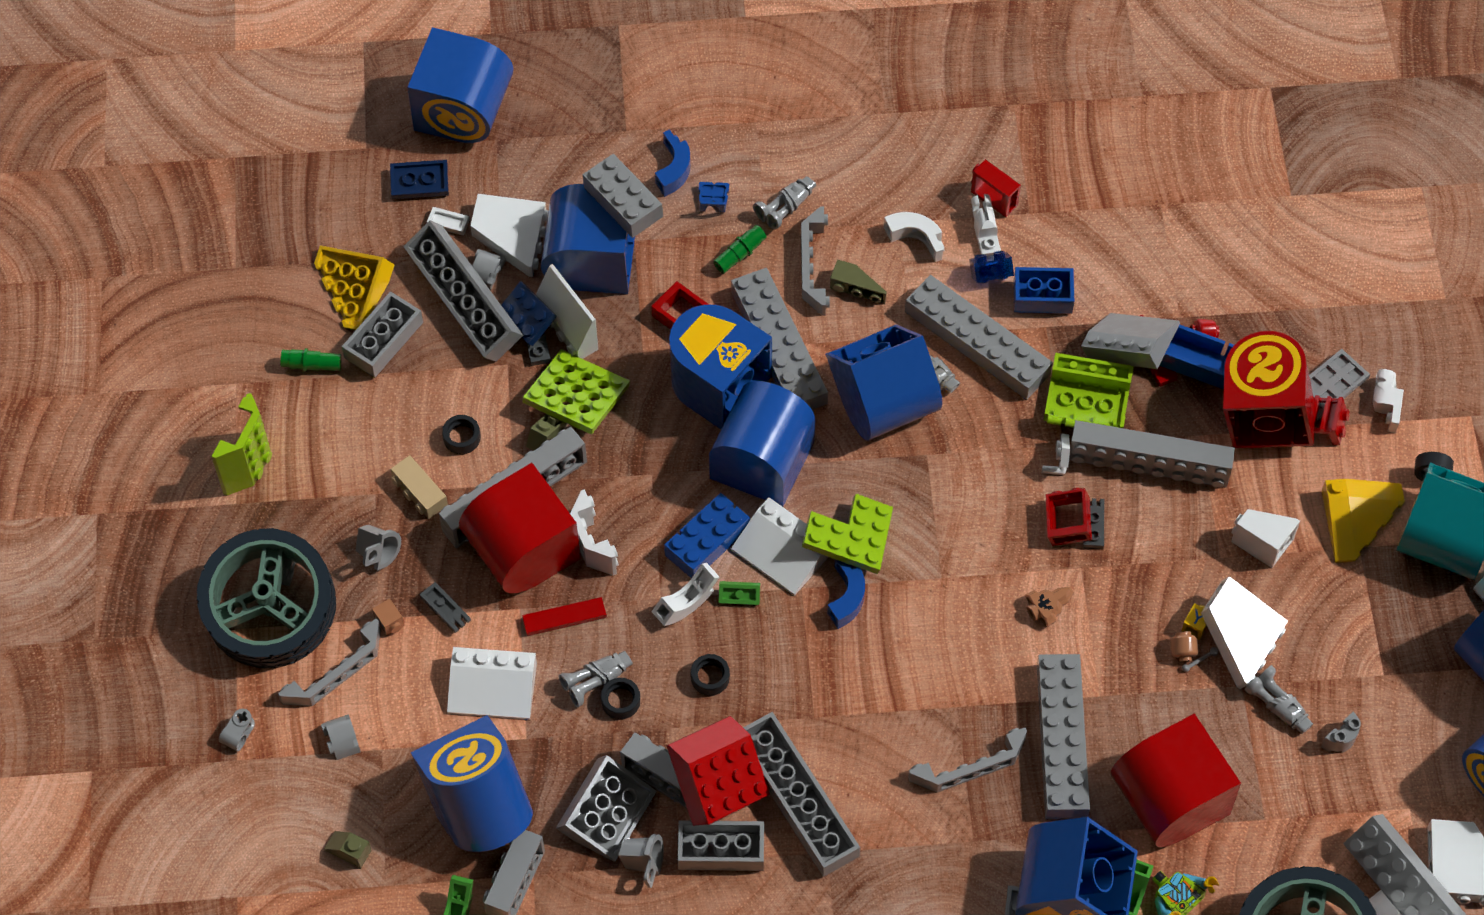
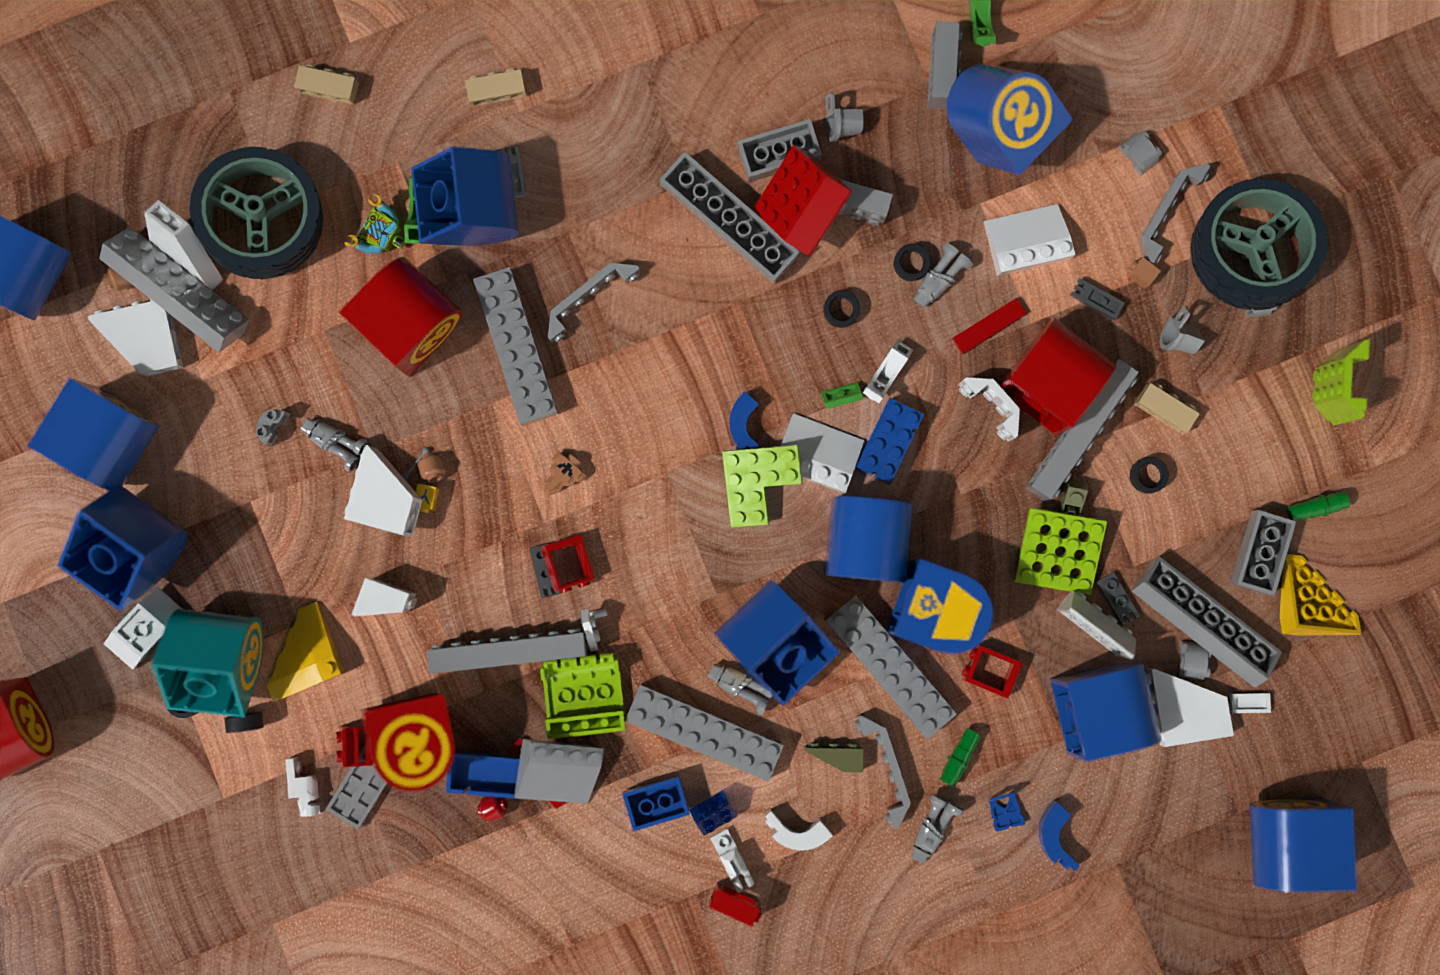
camera: 160 degrees right, 25 degrees up
(236, 733) = (1230, 127): light grey piece -> none
(349, 847) = (1093, 53): olive slope -> none
(419, 179) = (1296, 739): dark blue plate -> none
(528, 312) = (1136, 617): dark blue plate -> none
(606, 808) = (889, 154): light grey slope -> none
(622, 195) = (1091, 742): light grey brick -> none

